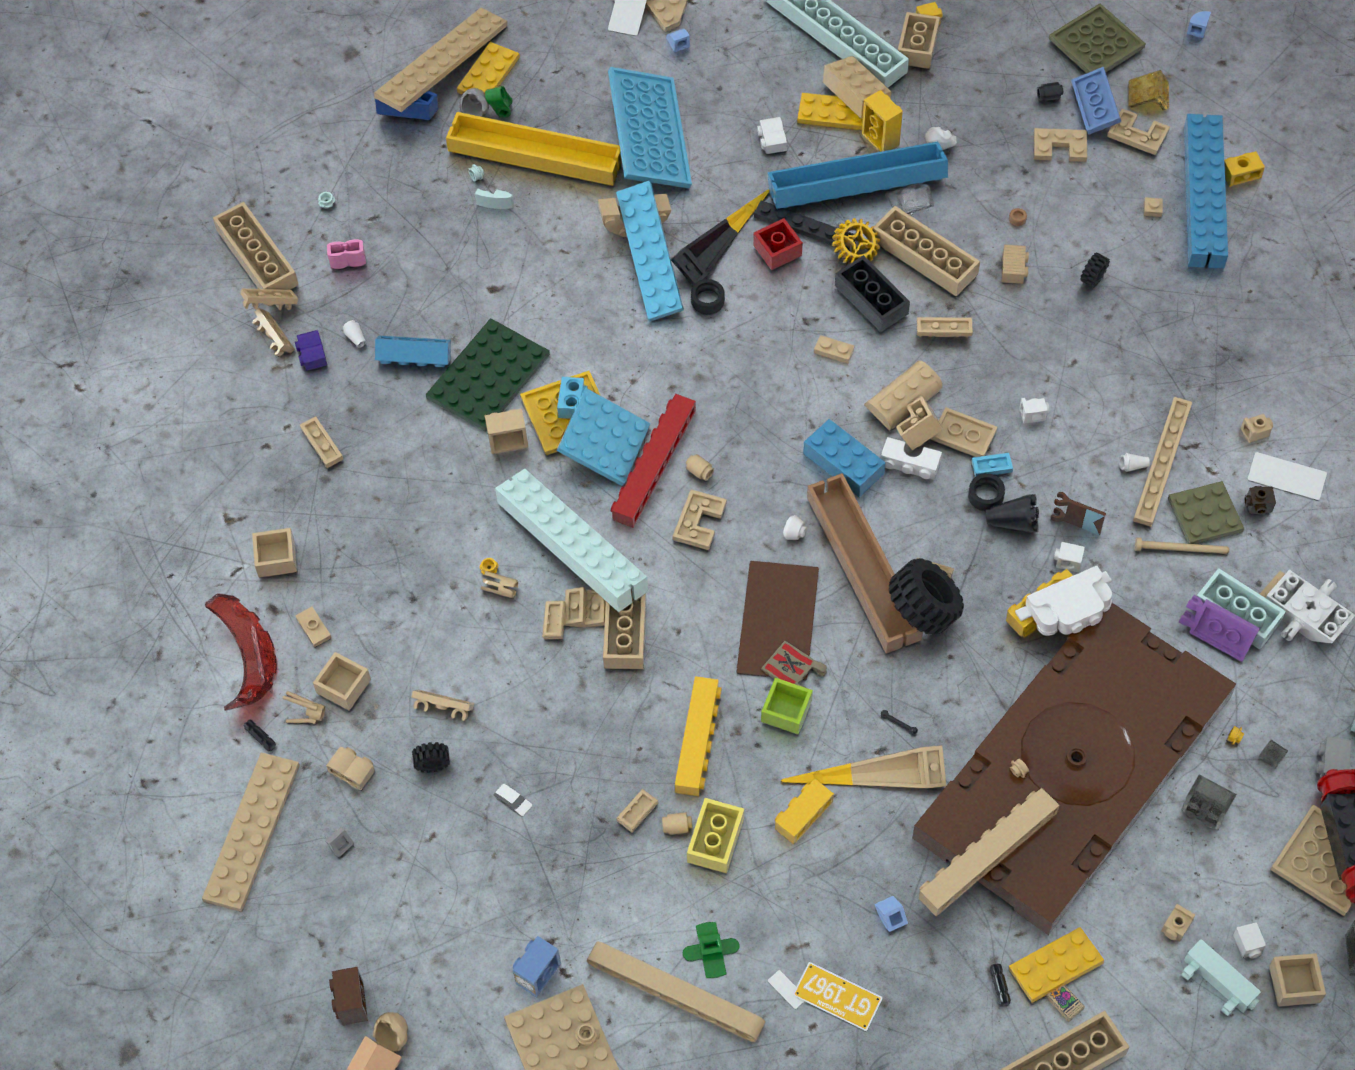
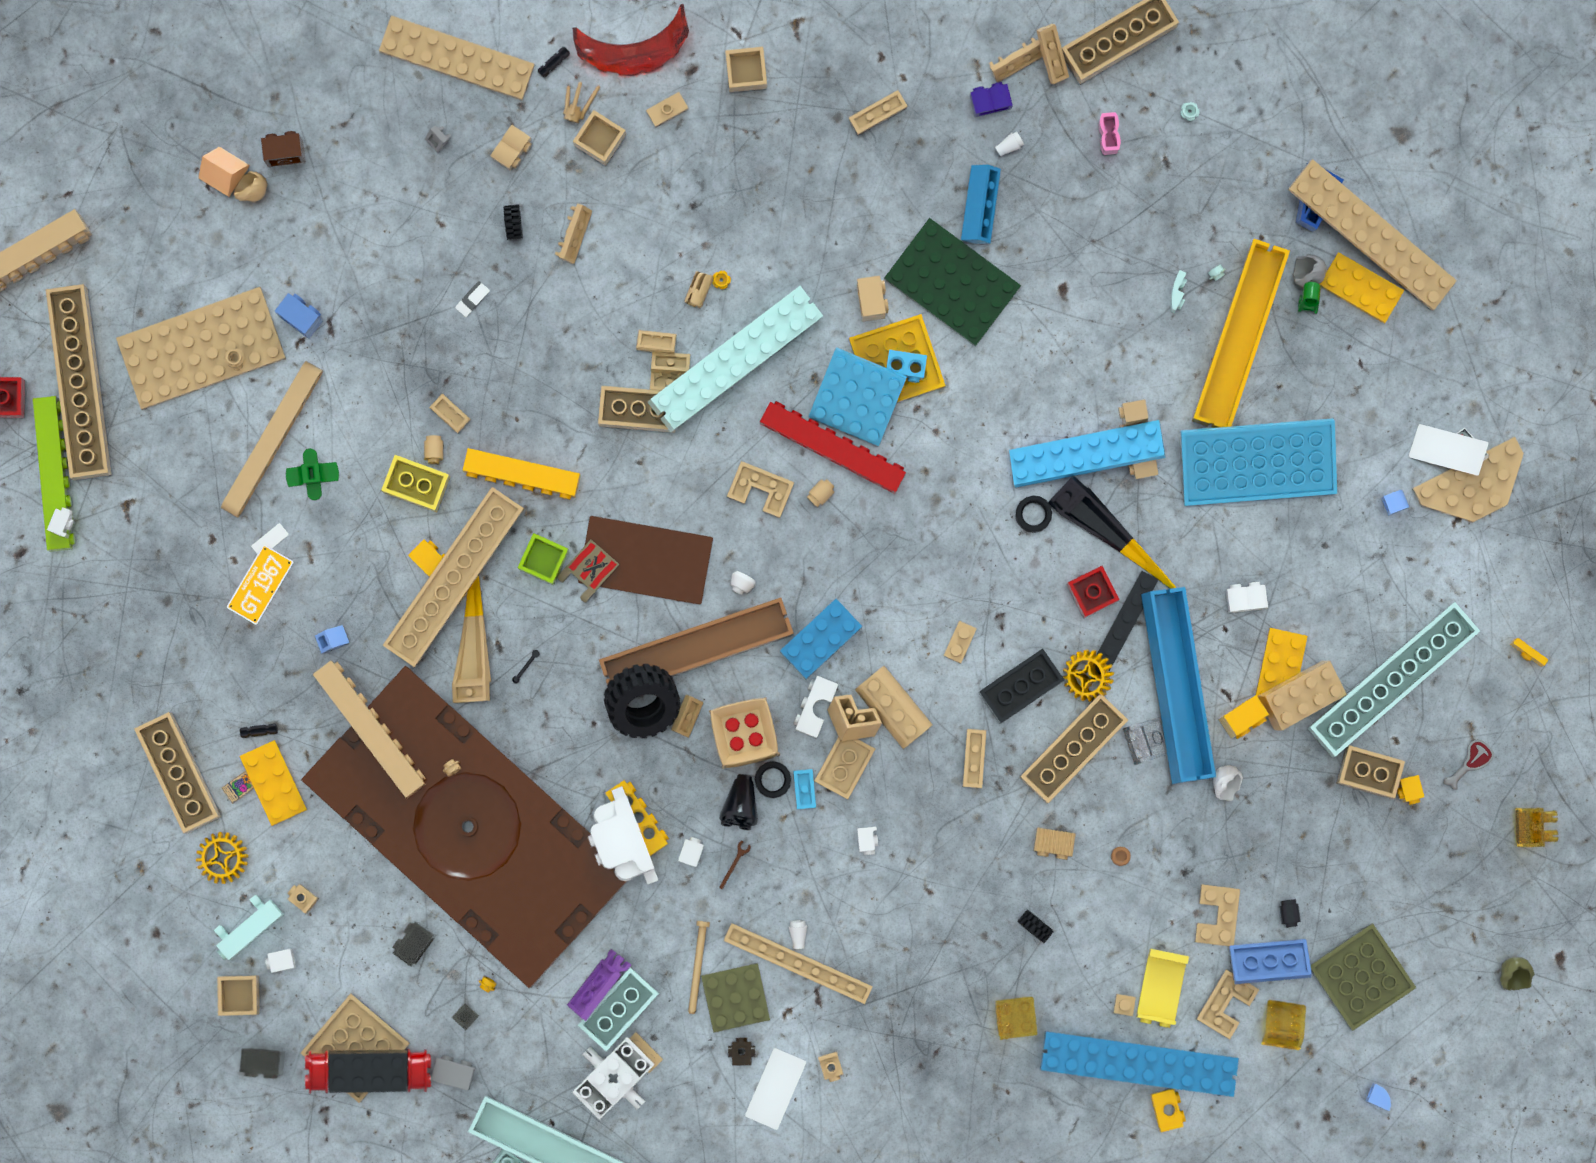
camera: 90 degrees right, 25 degrees up
(815, 786) = (453, 577): none -> tan plate
(947, 507) = (744, 733): none -> tan piece
(1132, 180) = (1161, 987): none -> light yellow panel
(1161, 1002) = (228, 874): none -> yellow gear
(1182, 286) = (1016, 1017): none -> clear yellow bracket

